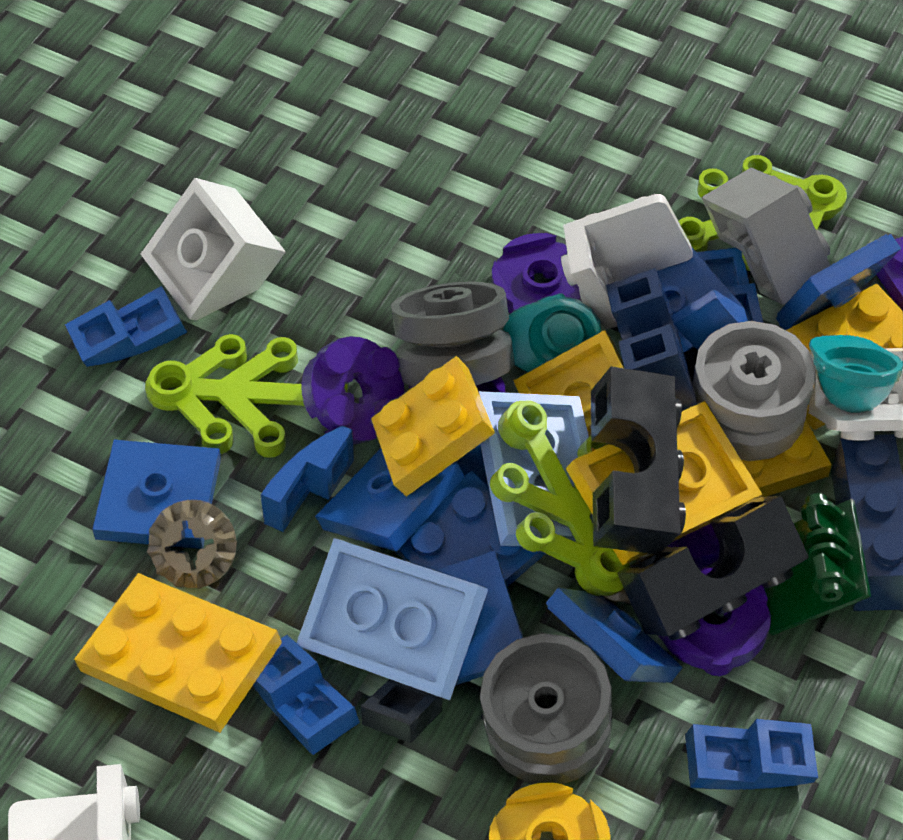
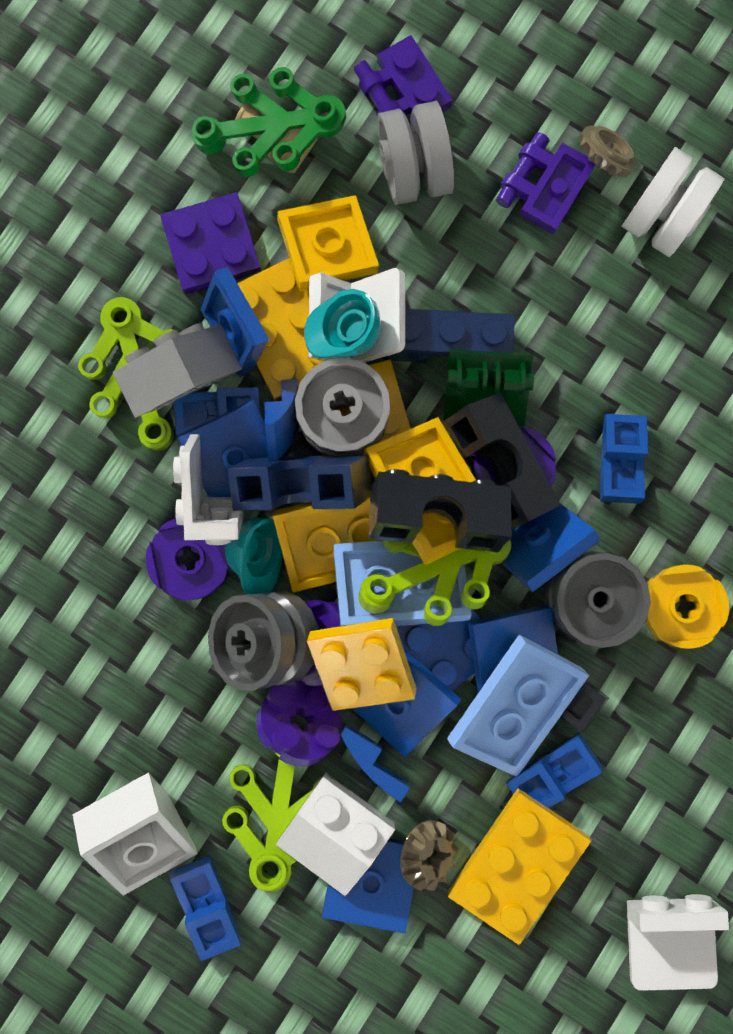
camera: 90 degrees left, 30 degrees up
(224, 435) = (336, 834): none -> white slope

